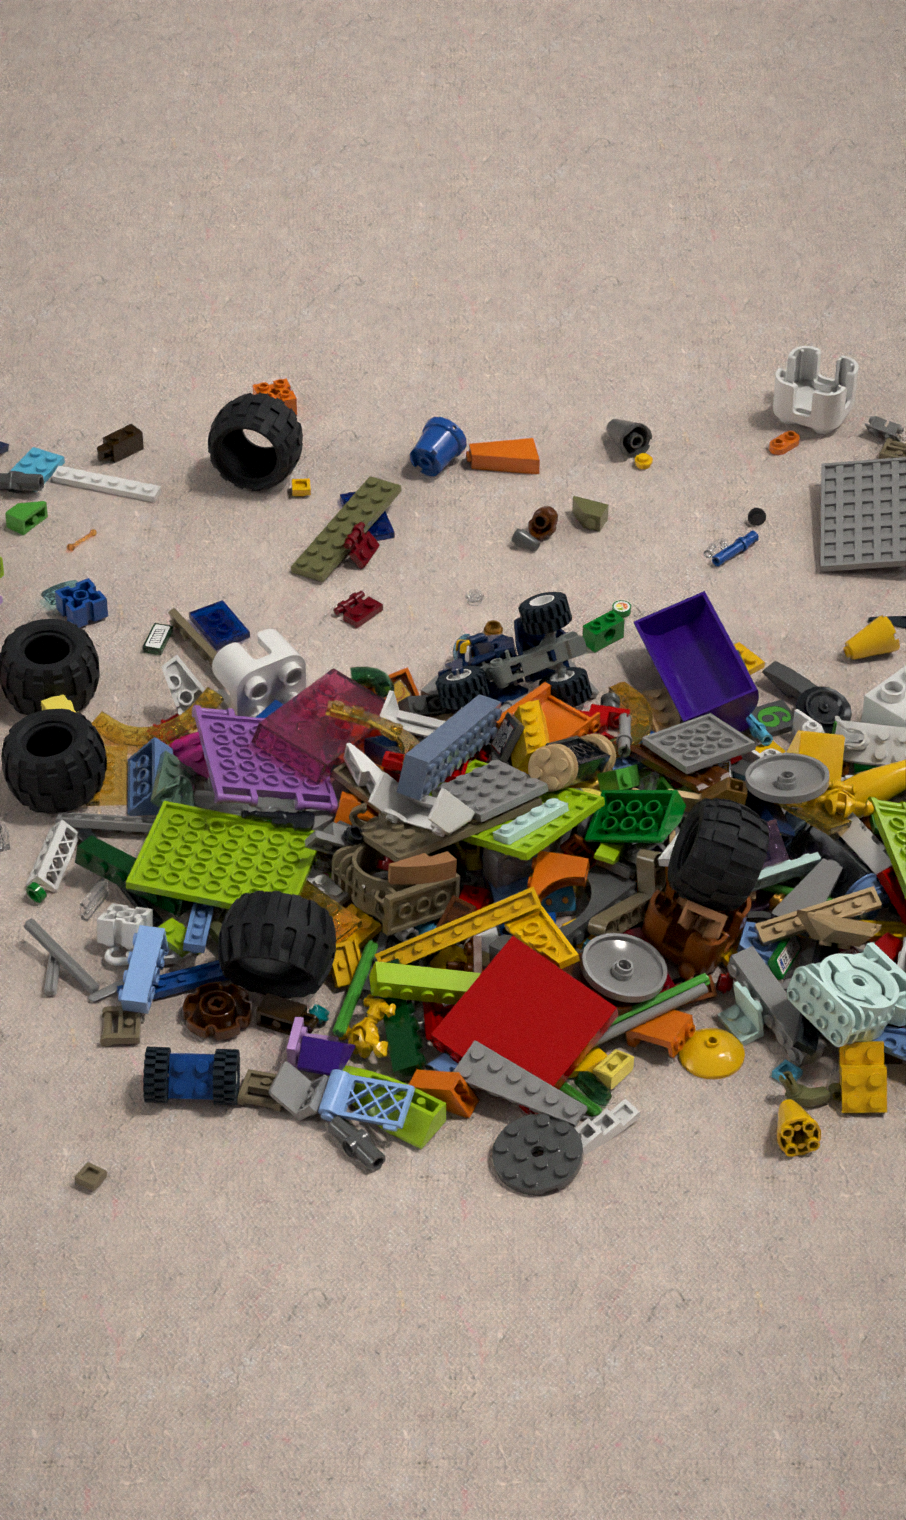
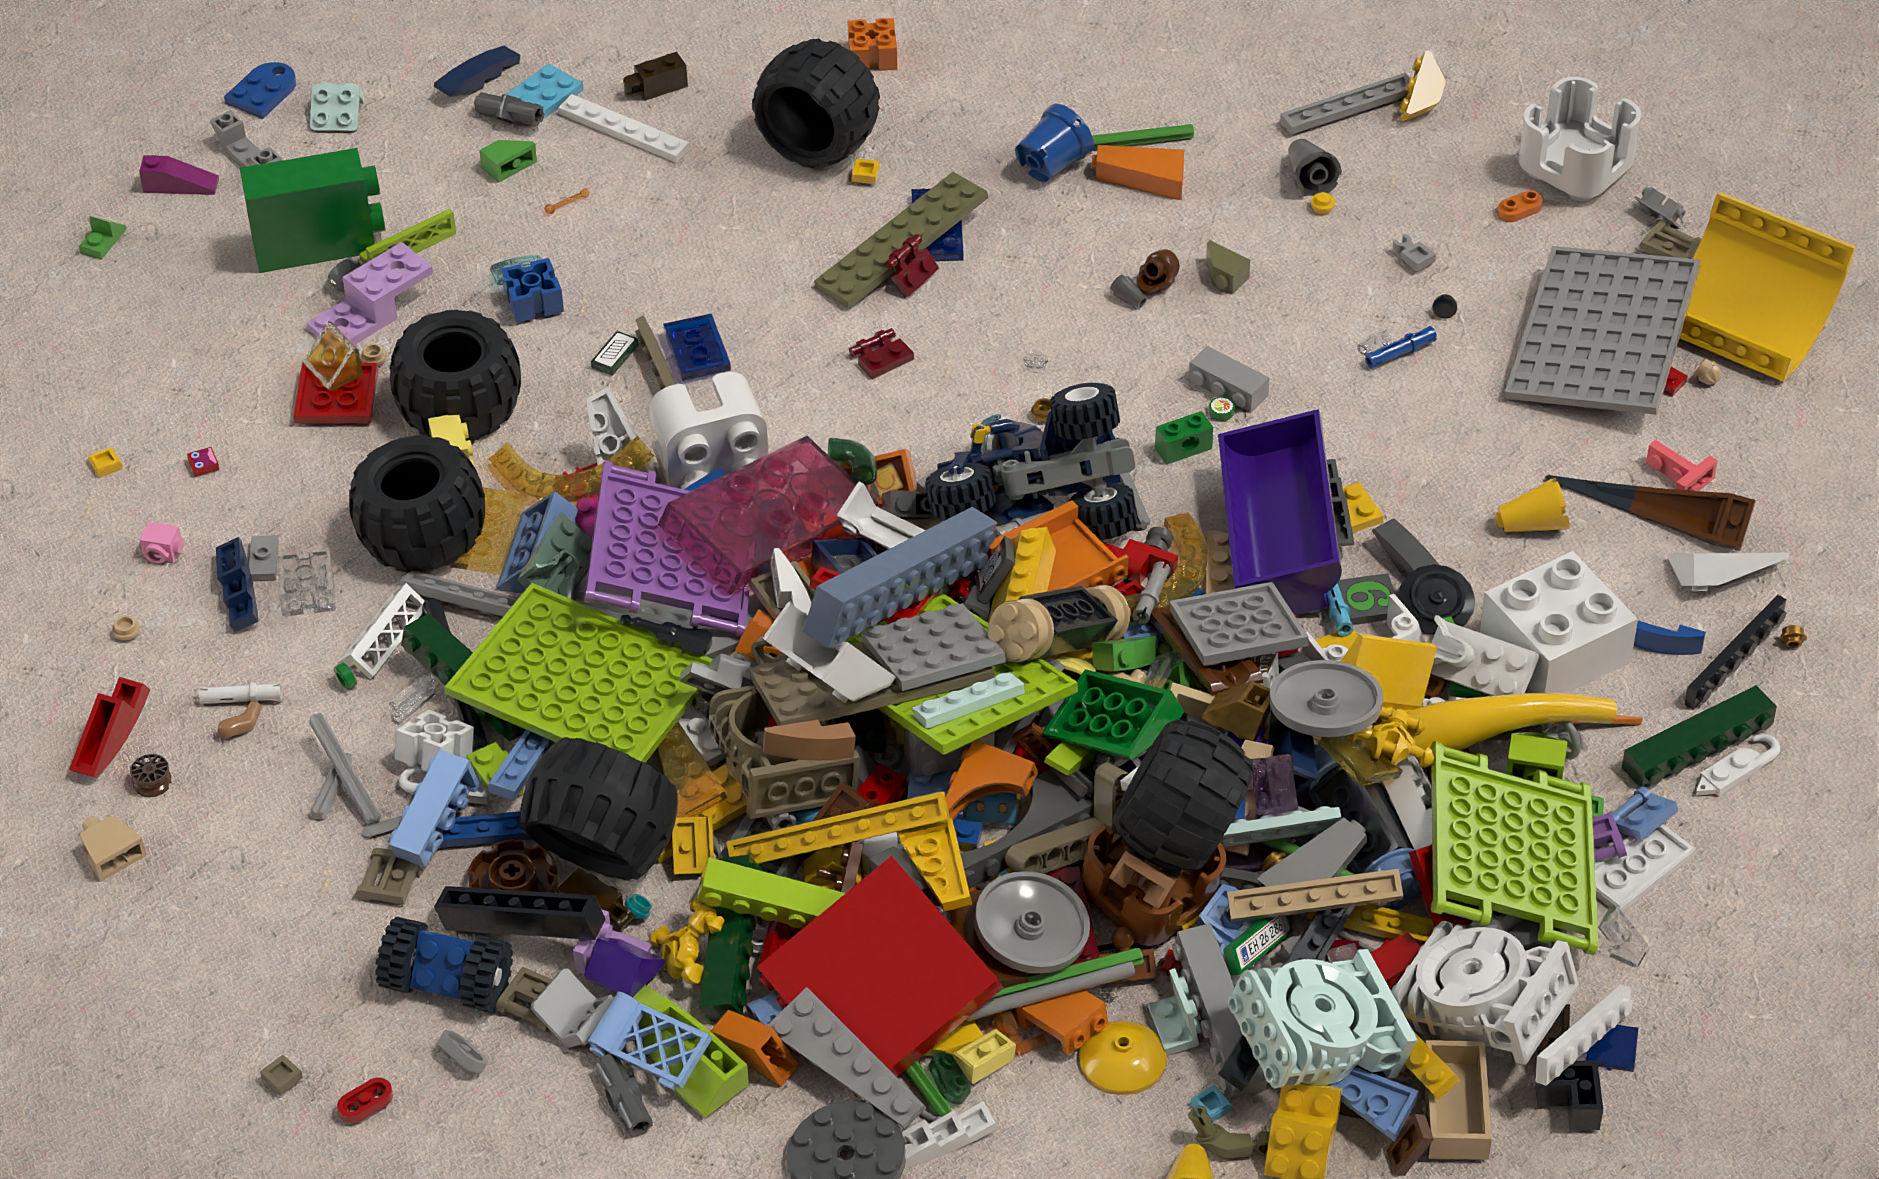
camera: 15 degrees right, 5 degrees up
(159, 1184) = (364, 1101): none -> red plate
(231, 1140) = (458, 1048): none -> light grey plate
(237, 1029) = (520, 912): none -> black brick
(352, 835) = (743, 670): black plate -> none
(355, 989) = (688, 885): bright green axle -> none
(391, 730) = (806, 510): clear yellow plate -> none
(501, 433) = (1144, 136): none -> bright green axle
(620, 586) = (1229, 378): none -> light grey brick
(623, 1044) = (1007, 1026): none -> clear orange plate
(637, 392) = (1345, 104): none -> light grey plate
(689, 373) = (1423, 89): none -> slope
(722, 485) = (1415, 255): none -> light grey plate
(837, 929) = (1333, 920): tan wedge -> none

